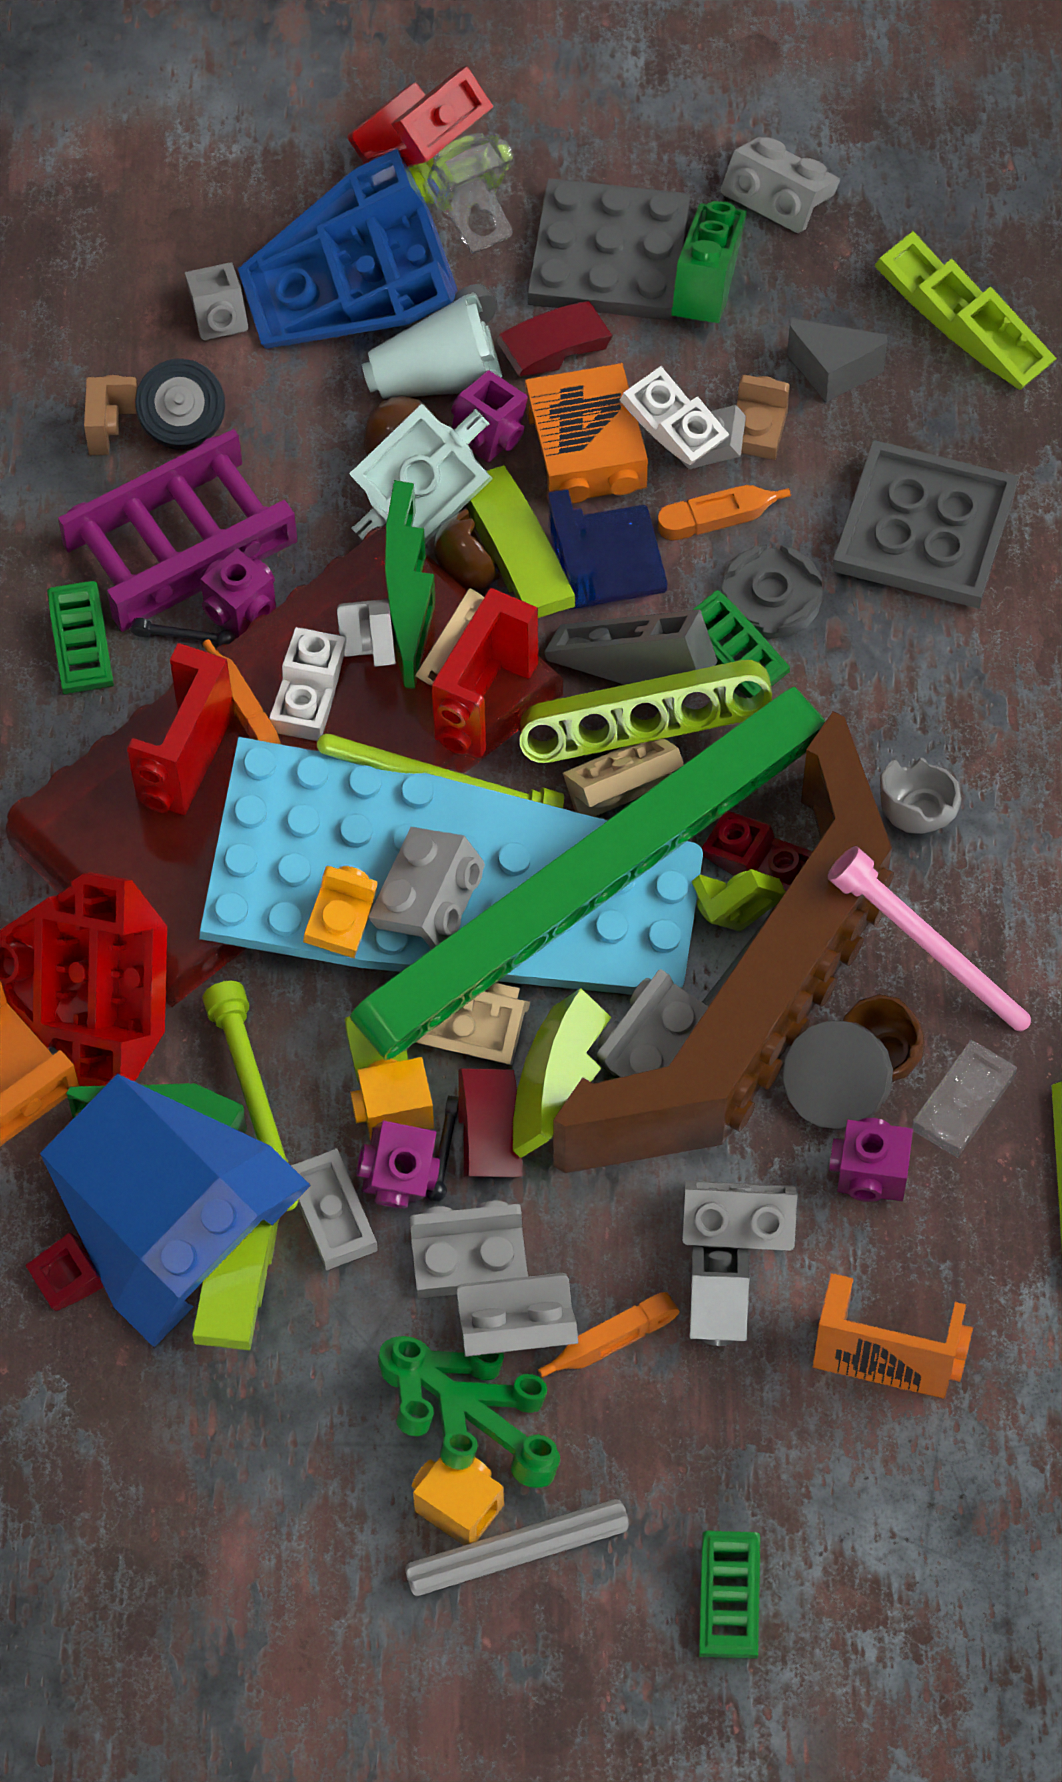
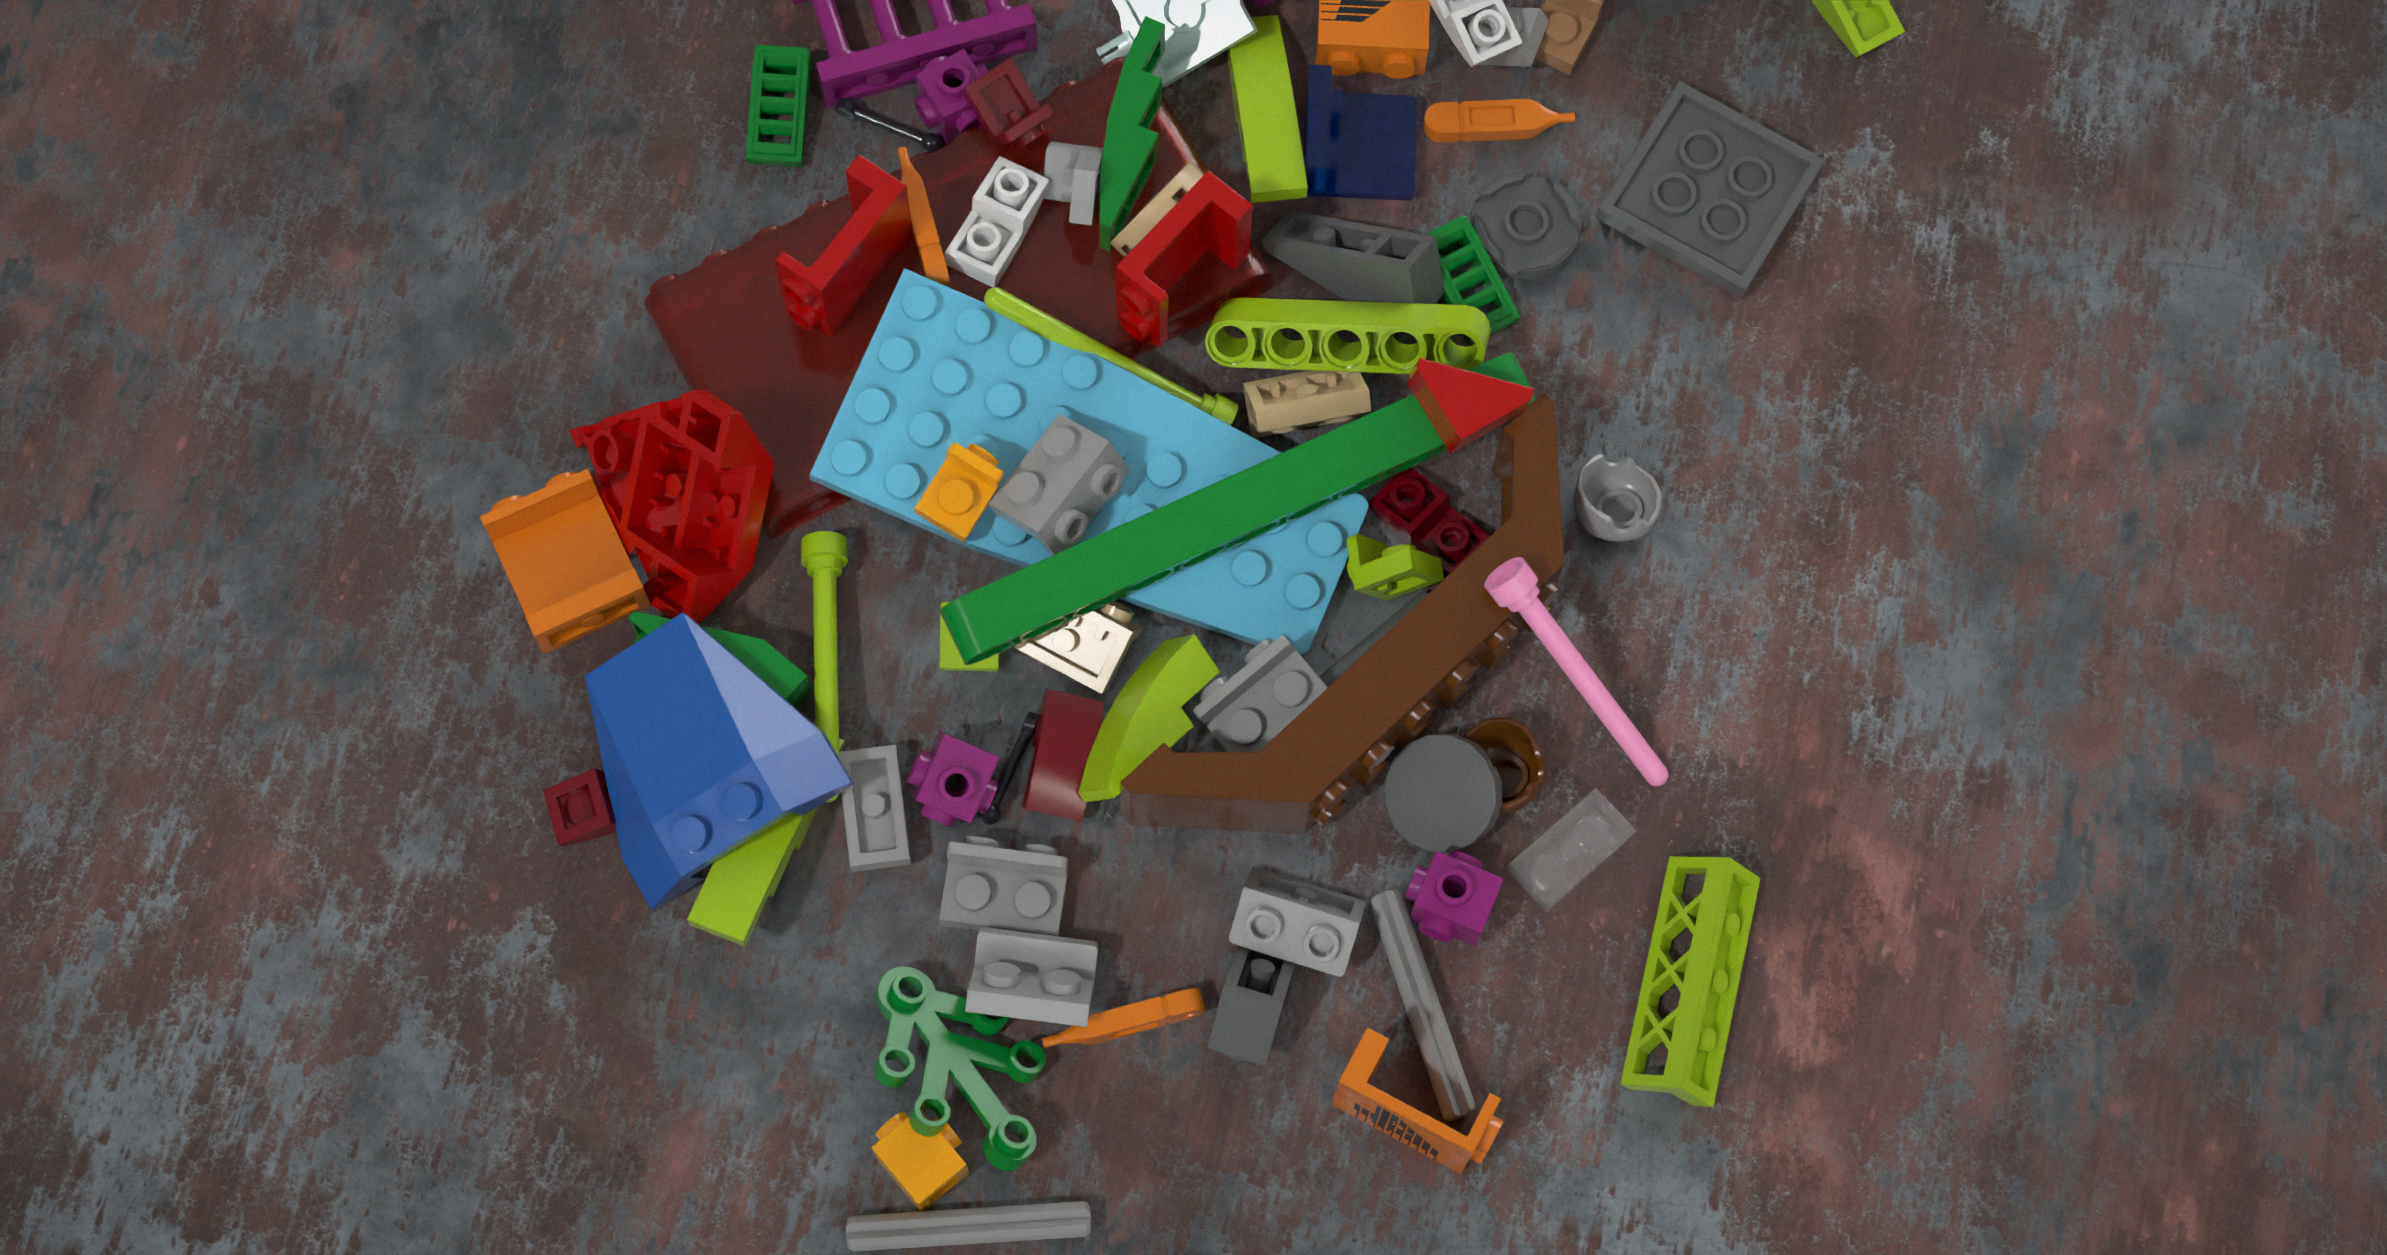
camera: 10 degrees right, 10 degrees up
(290, 585) = (1006, 106): none -> dark red bracket
(394, 1094) = (969, 701): light orange brick -> none
(462, 554) = (1205, 108): reddish brown hair -> none
(767, 732) = (1464, 402): none -> red slope
(867, 1256) = (1422, 1005): none -> light grey axle

